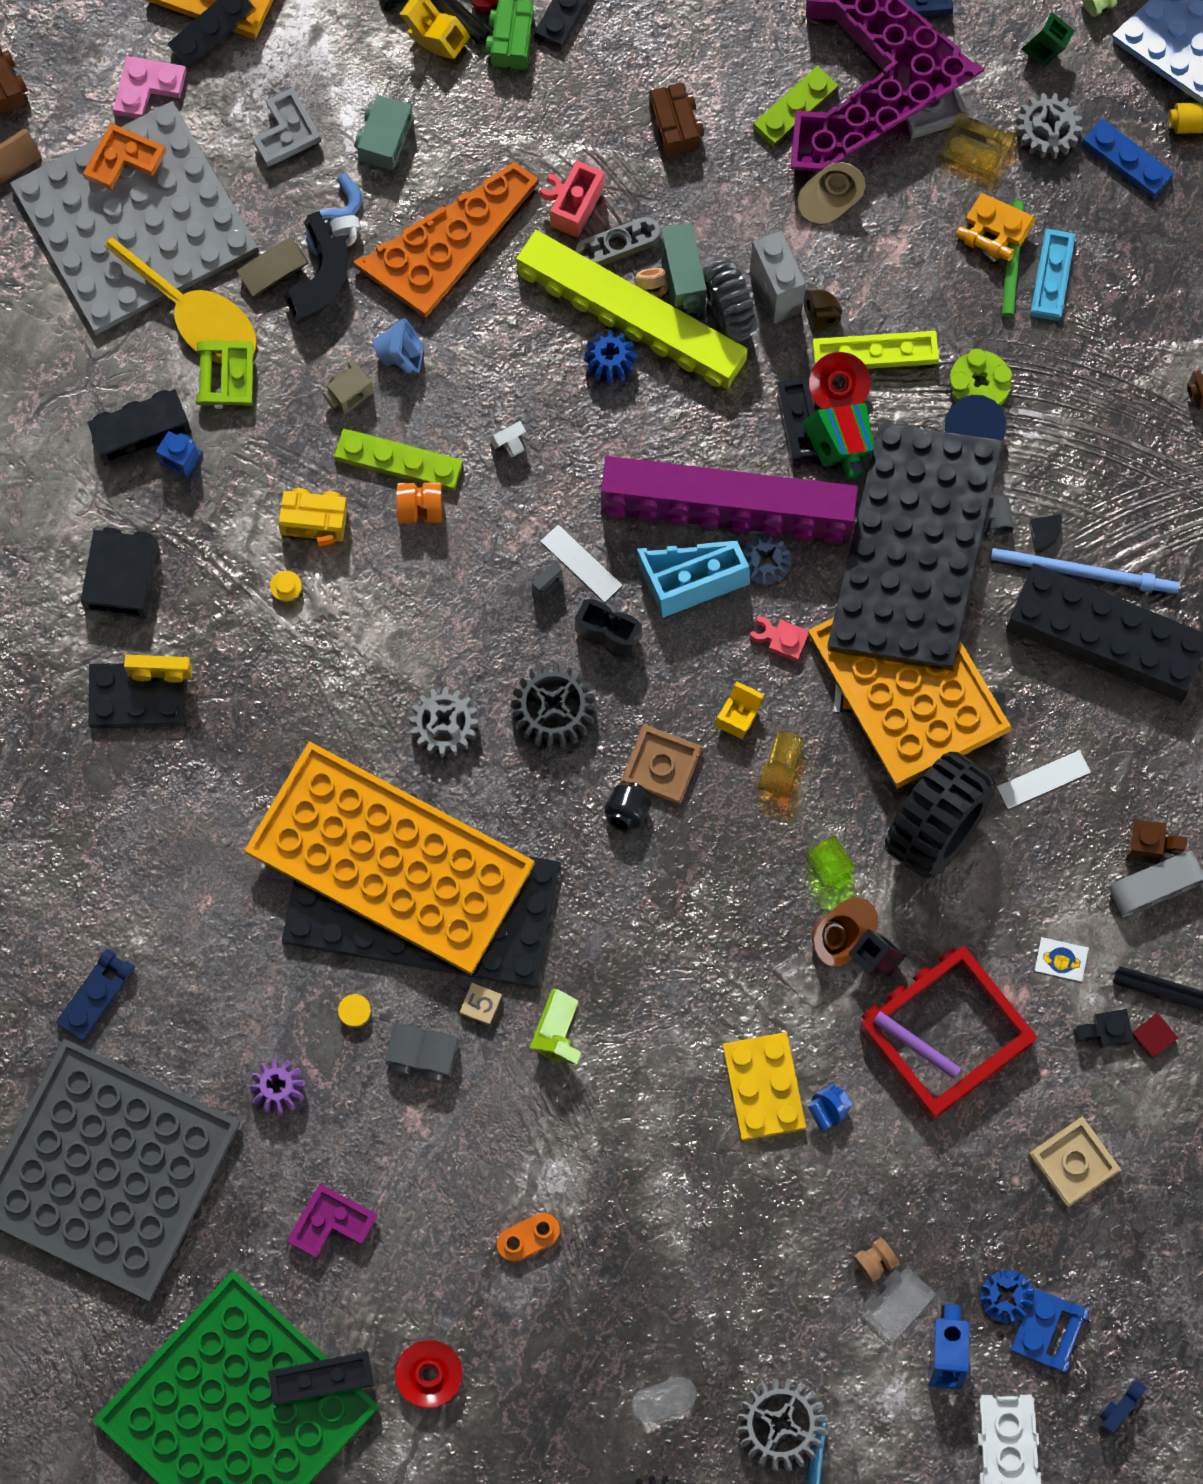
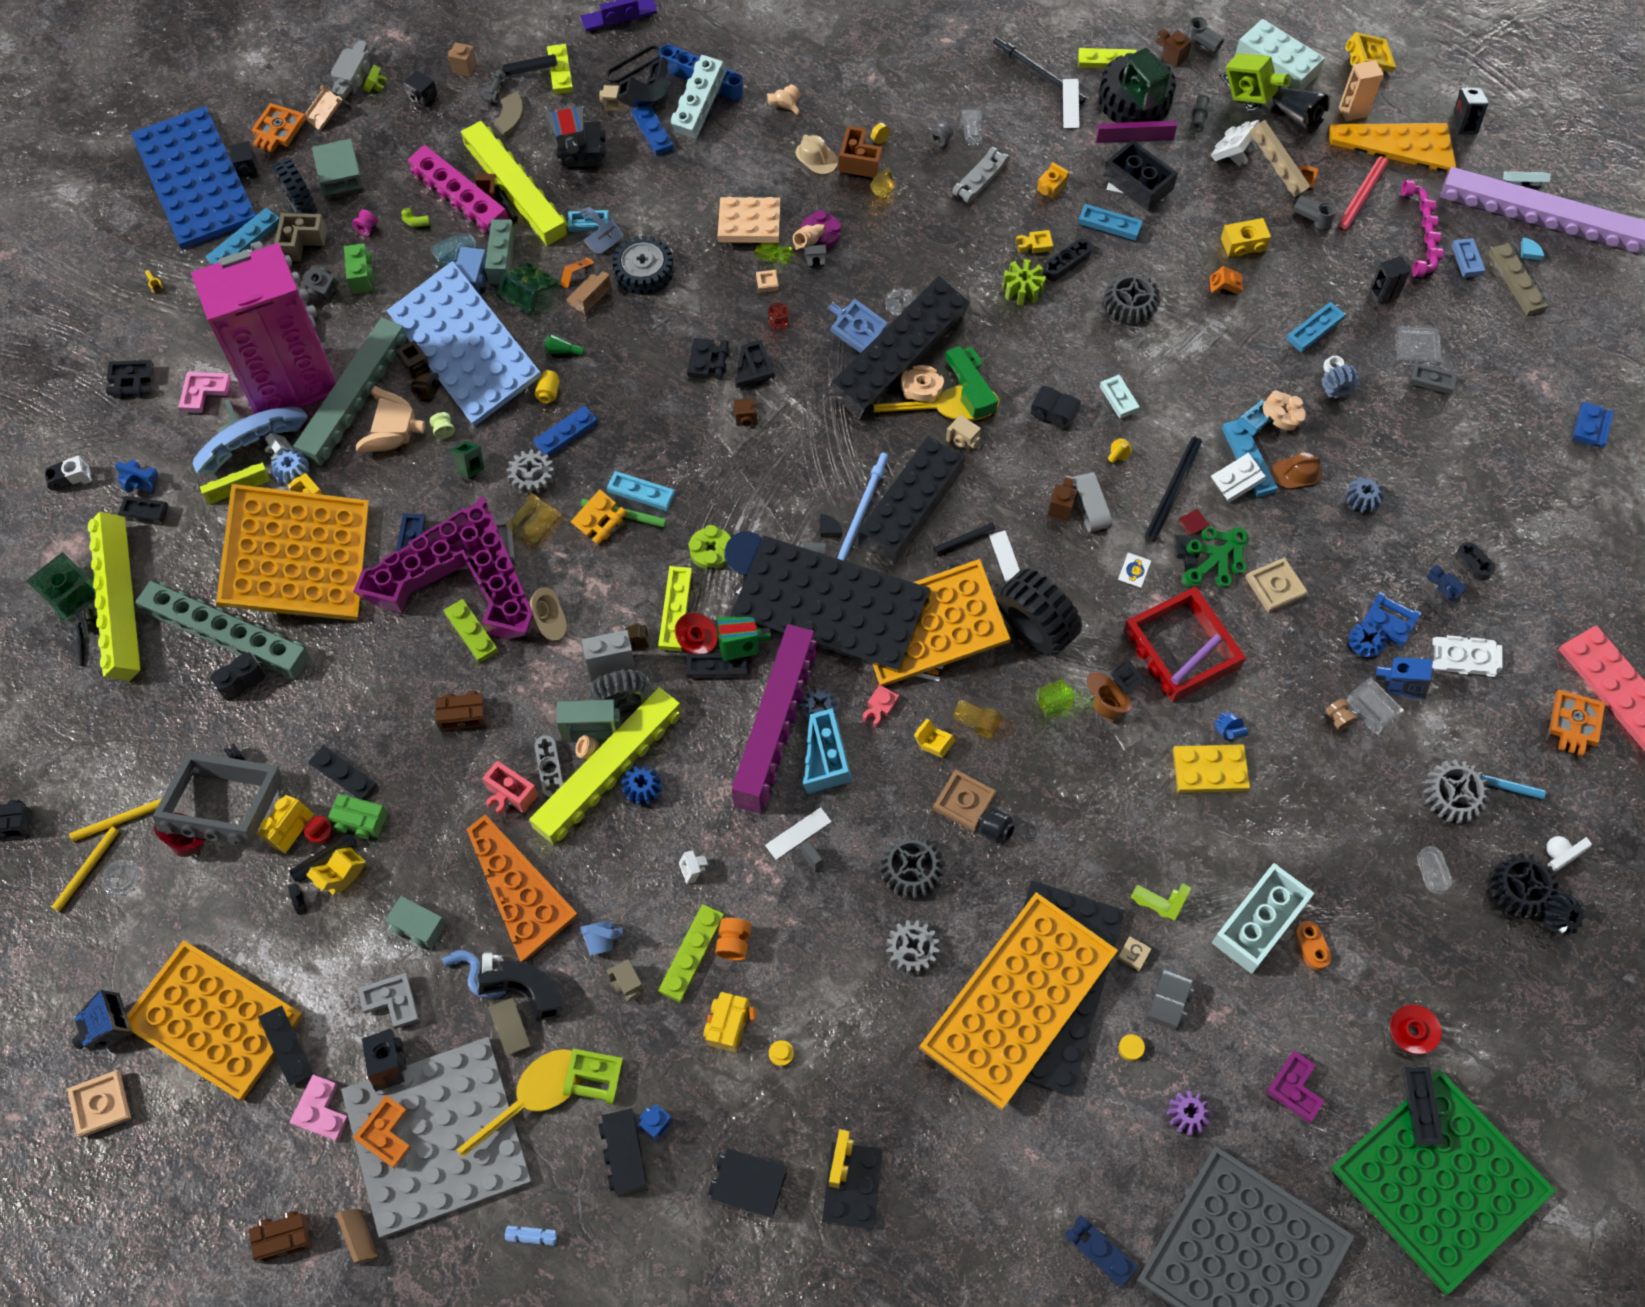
camera: 80 degrees left, 10 degrees down
(33, 345) = (531, 1235): none -> light blue axle
(208, 135) = (383, 1059): none -> black brick
(549, 1162) = (1262, 918): none -> light aqua brick
(601, 625) = (854, 819): black brick -> none
(1063, 716) = (964, 538): none -> black bar
(1106, 1074) = (1218, 554): none -> green plant
(1179, 1461) = (1475, 561): none -> black beam

